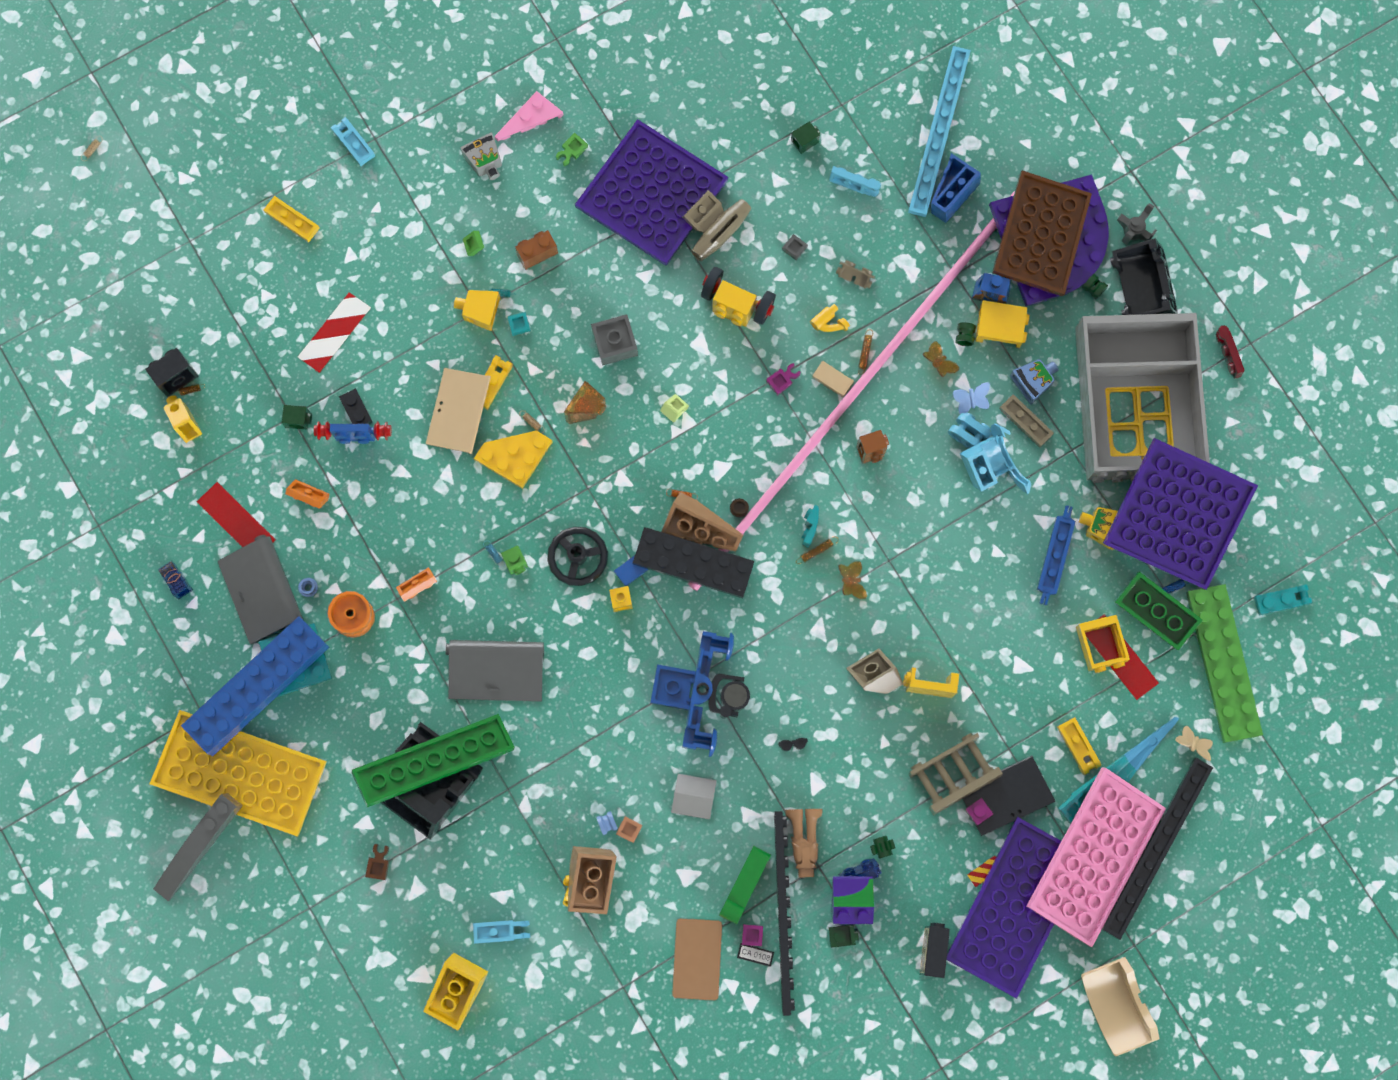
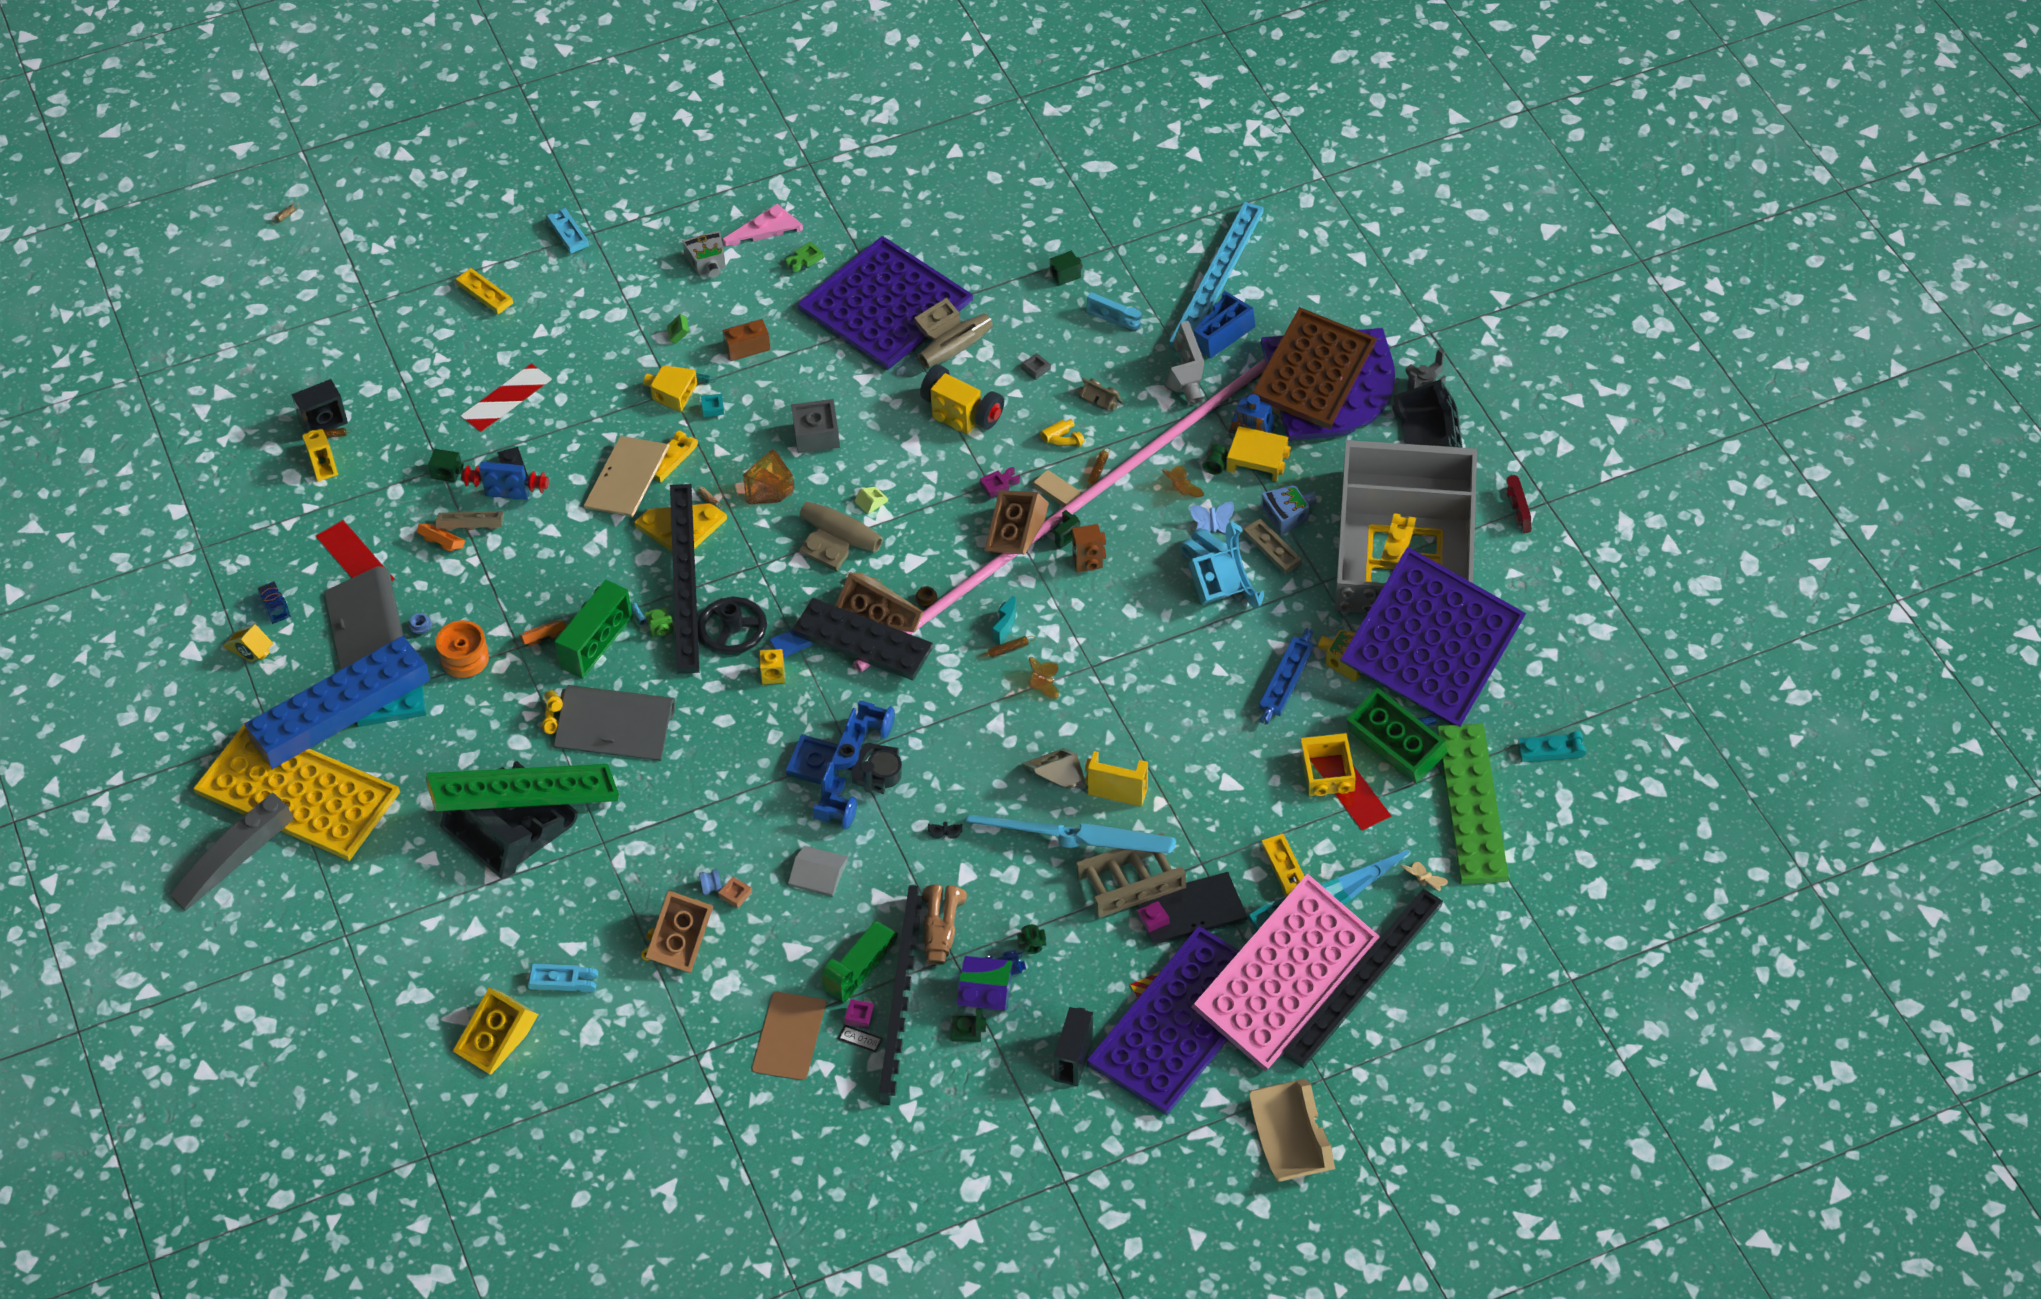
camera: 10 degrees right, 25 degrees down
(163, 627) = (249, 643): none -> yellow slope
(329, 473) = (469, 520): none -> dark tan plate
(378, 867) = (435, 897): reddish brown plate -> none
(441, 666) = (553, 704): none -> yellow plant
(461, 581) = (593, 628): none -> green brick
(529, 516) = (684, 579): none -> black plate
(650, 453) = (835, 533): none -> dark tan plate
(805, 427) = (1015, 521): none -> medium nougat slope
(849, 426) = (1063, 532): none -> dark green bracket
(917, 741) = (1087, 834): none -> medium azure piece
(932, 231) = (1188, 375): none -> light grey plate
(1099, 287) = (1368, 427): dark green wheel -> none
(1141, 423) = (1397, 540): none -> yellow plate

